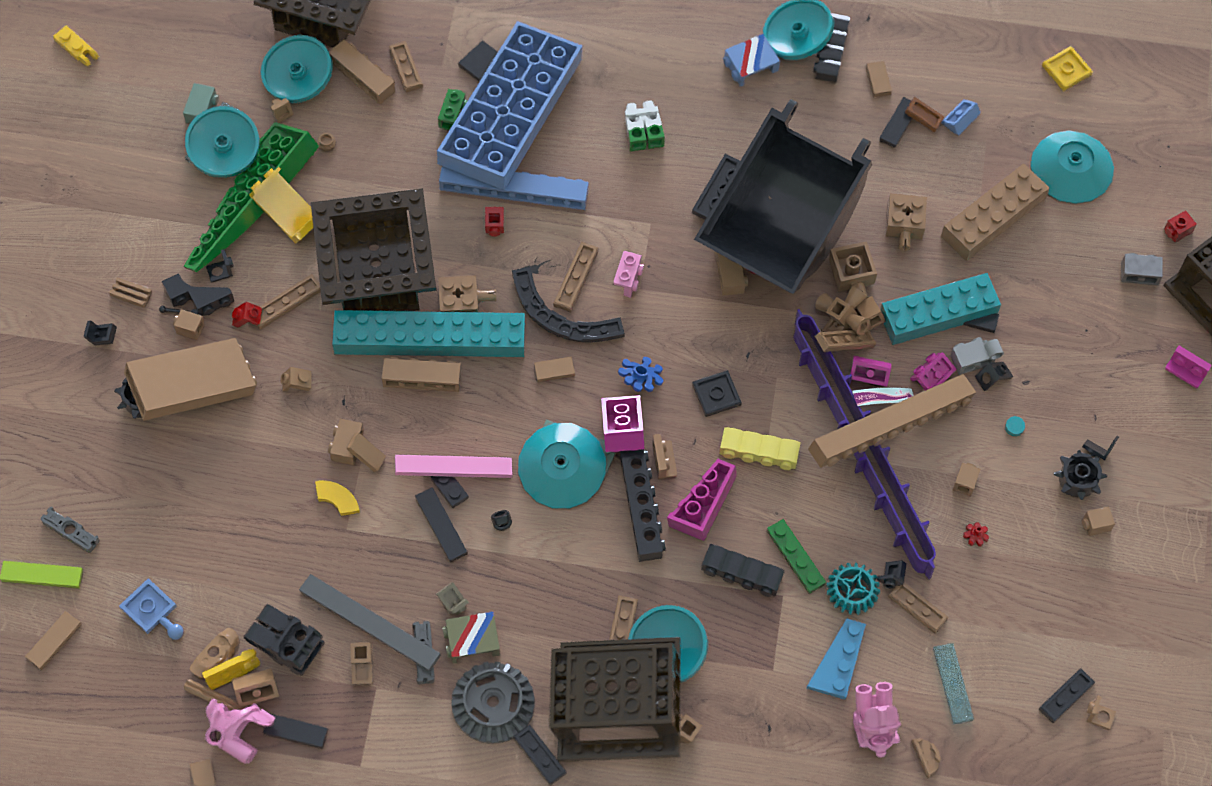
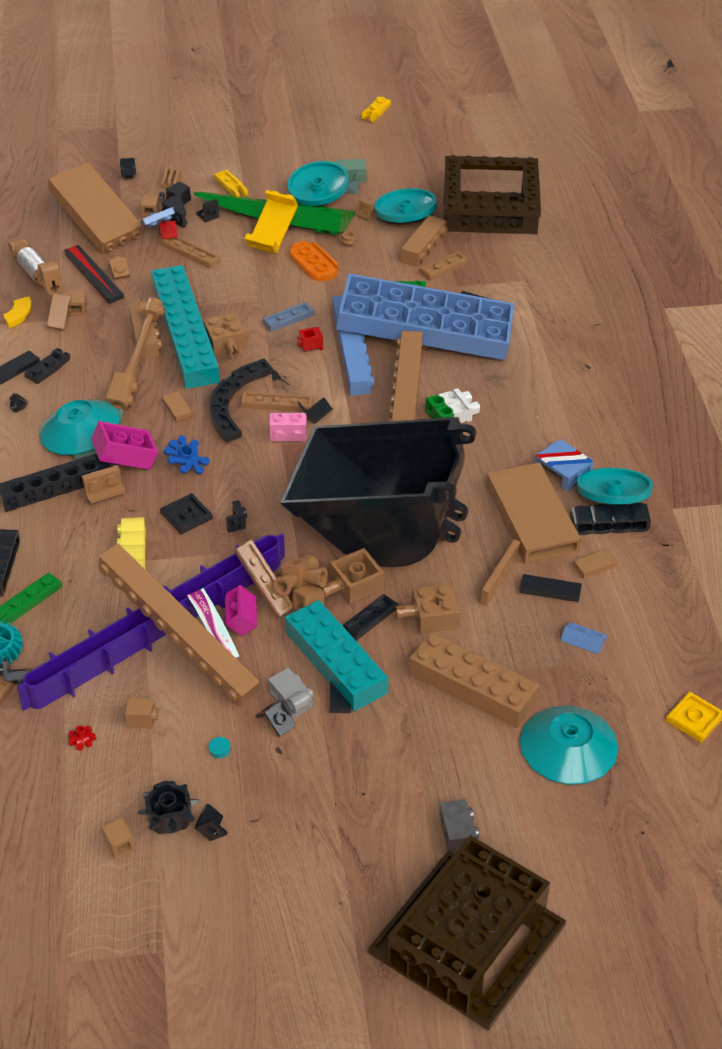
camera: 75 degrees right, 20 degrees down
(173, 232) = (230, 183): none -> yellow hinge
(236, 318) = (154, 218): none -> medium blue plate
(292, 457) = (42, 272): none -> medium nougat piece
(293, 408) = (94, 274): none -> black tile
(351, 182) = (314, 261): none -> orange tile
(370, 221) = (249, 285): dark brown plate -> none
(441, 233) = (288, 316): none -> sand blue tile
(453, 466) = (59, 361): bright pink tile -> none
(513, 409) = (125, 383): none -> medium nougat bar
(607, 242) = (317, 411): none -> black bracket
(612, 154) = (406, 377): none -> medium nougat brick
(701, 506) = (64, 520): dark pink wedge -> none
(741, 346) = (238, 519): none -> black bracket
(823, 102) = (533, 512): none -> medium nougat brick
(876, 155) = (500, 572): none -> medium nougat tile
(894, 271) = (370, 616): none -> black tile
(924, 114) = (568, 603): dark orange tile -> none
(934, 371) = (260, 664): dark pink bracket -> none
(1180, 226) = (531, 853): red brick -> none
(1188, 367) = (341, 891): dark pink bracket -> none

